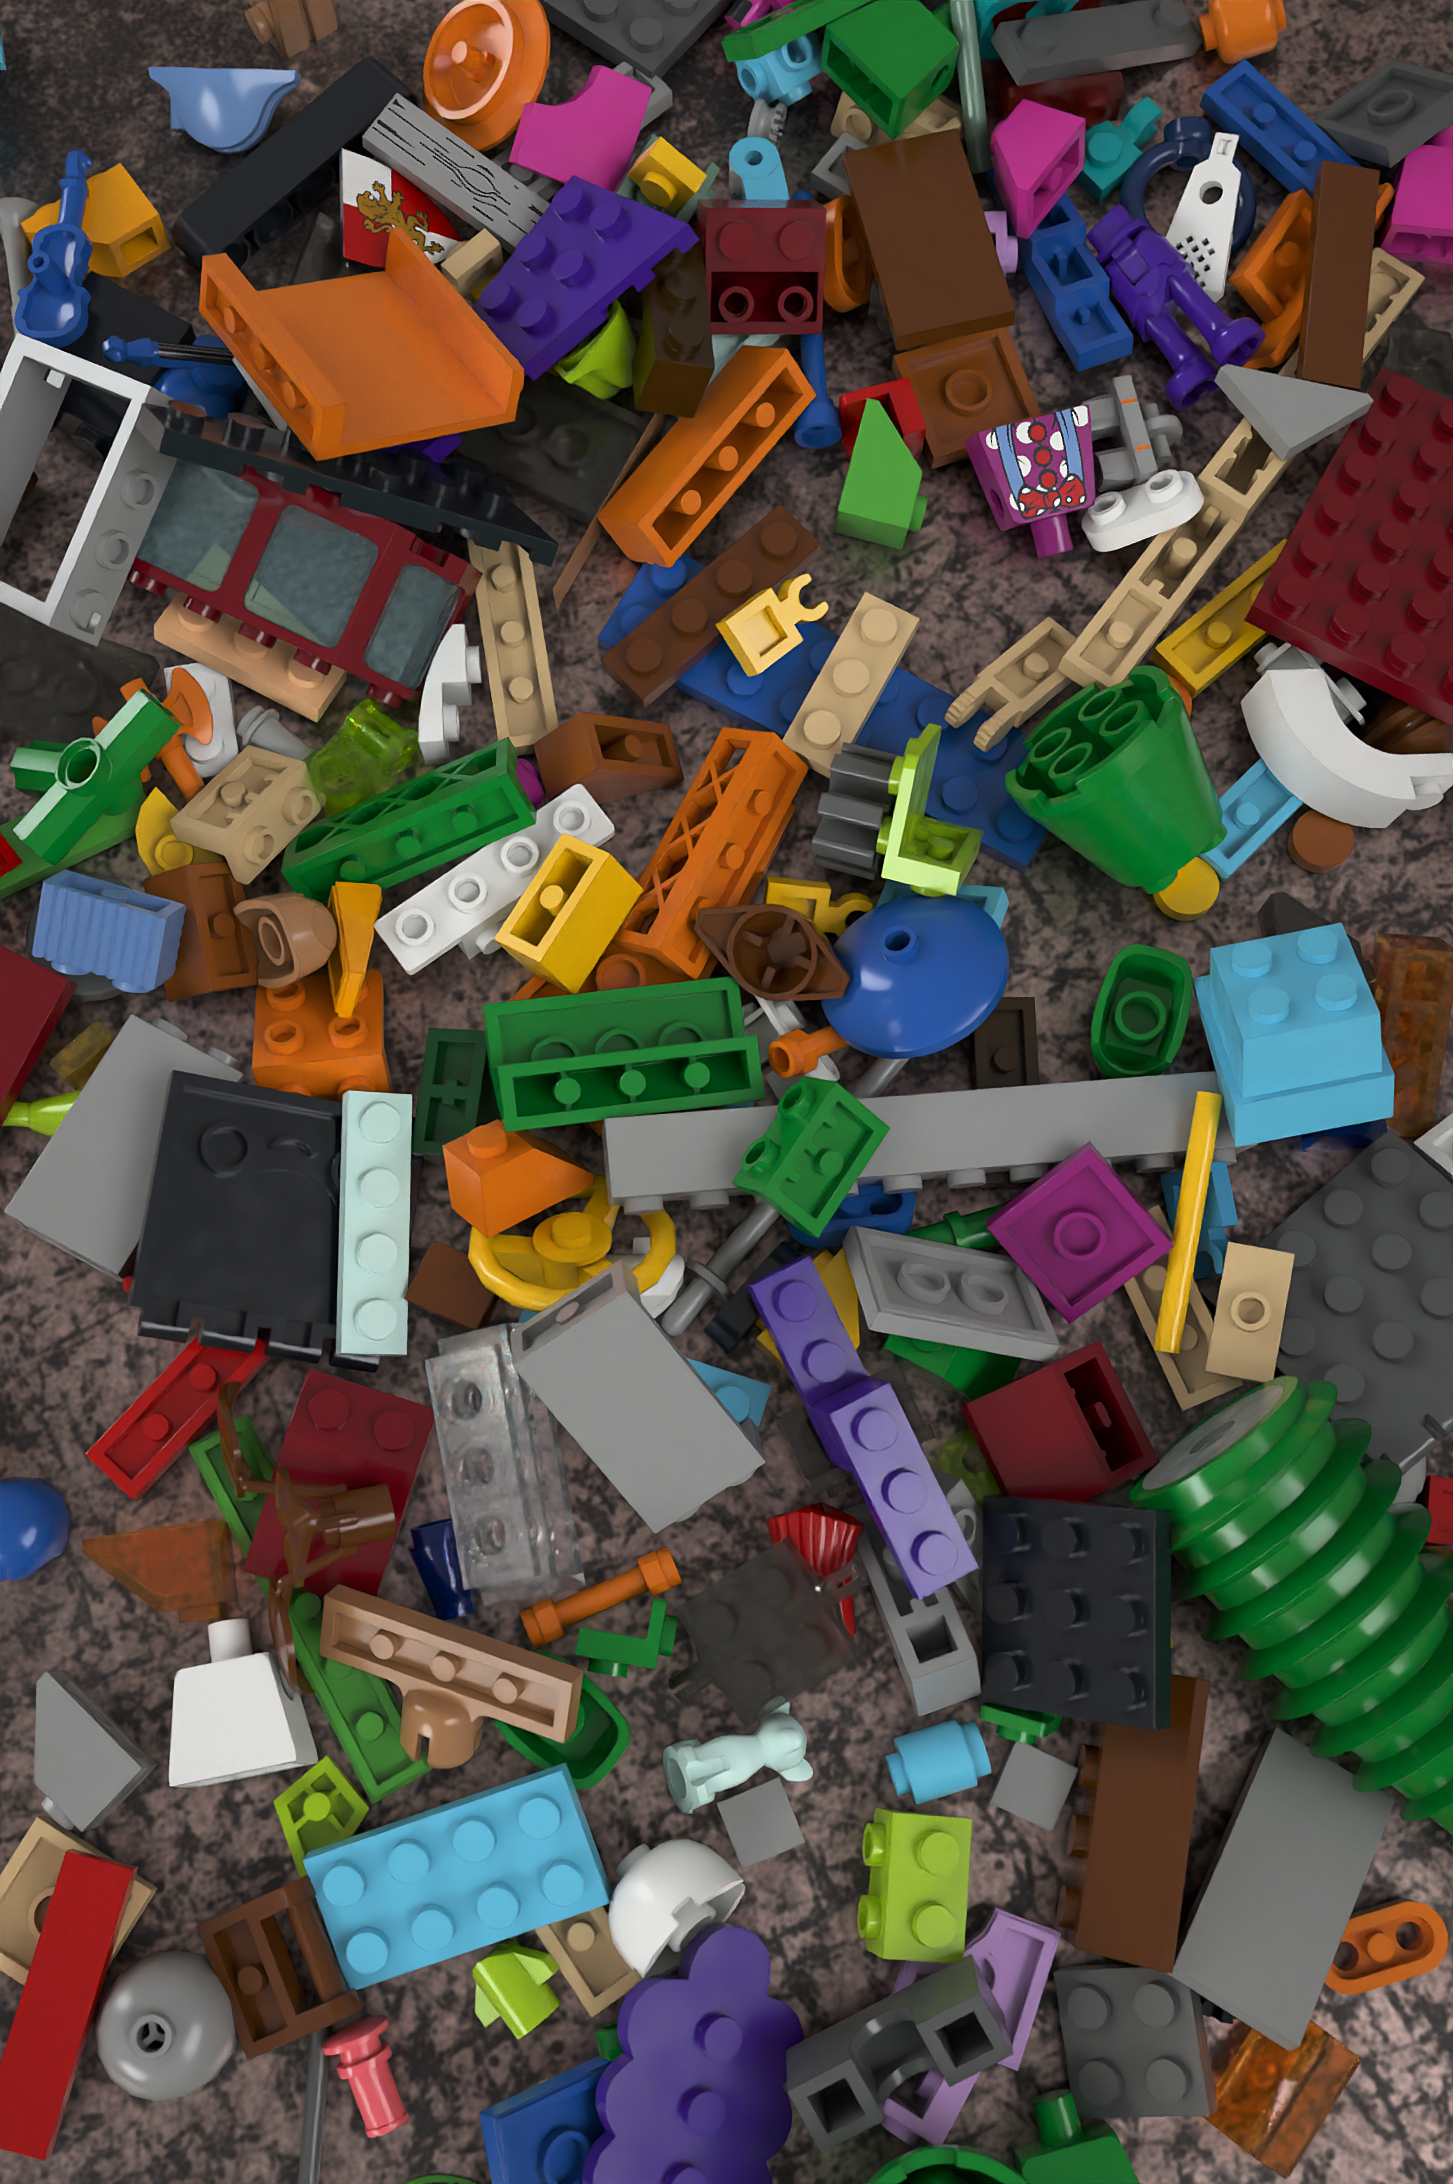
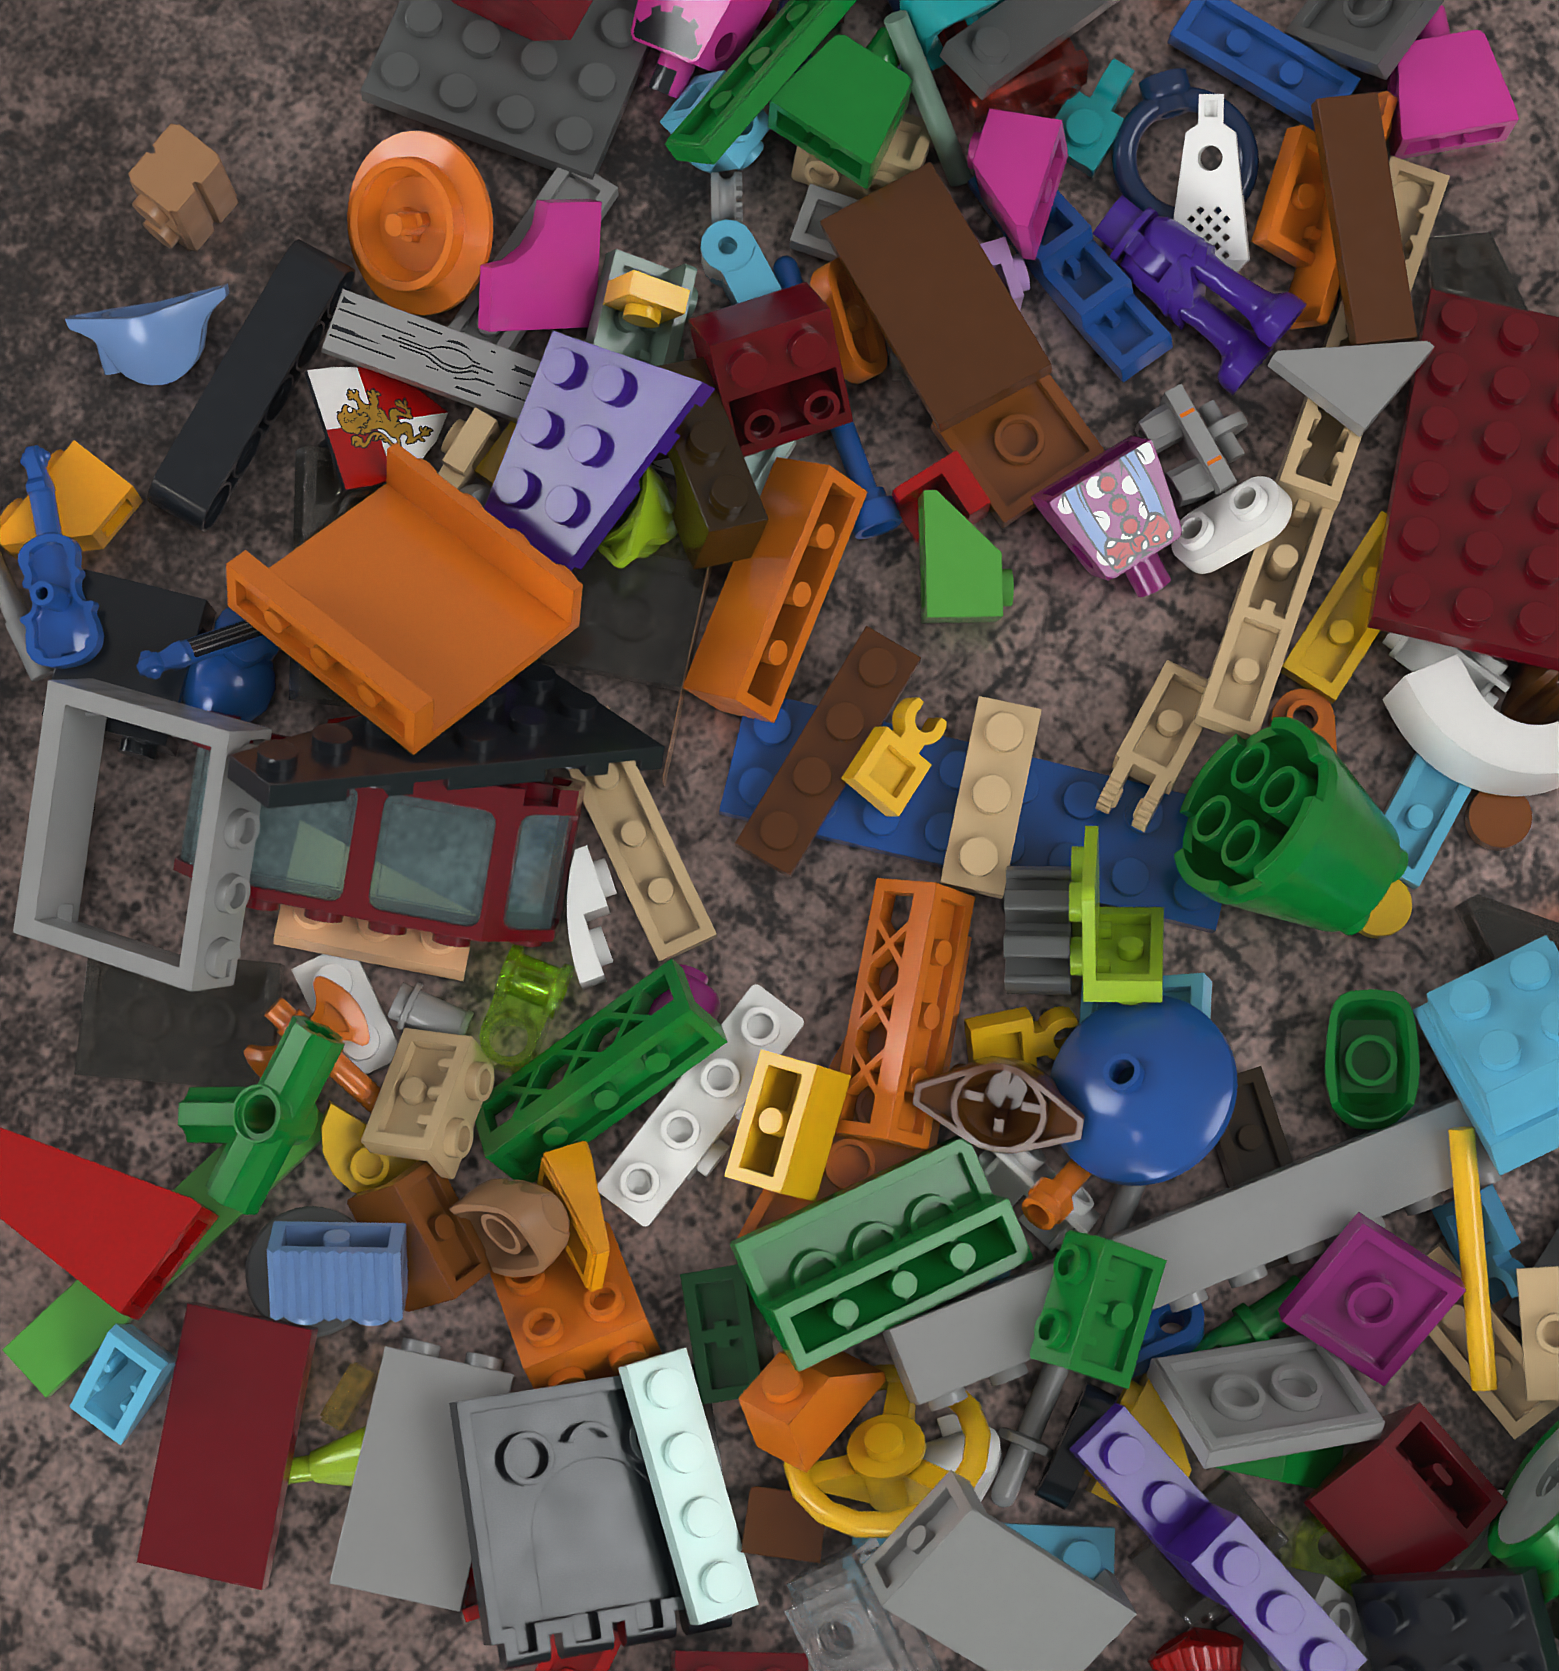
camera: 15 degrees left, 5 degrees up
(608, 757) = (769, 940): dark orange slope -> none

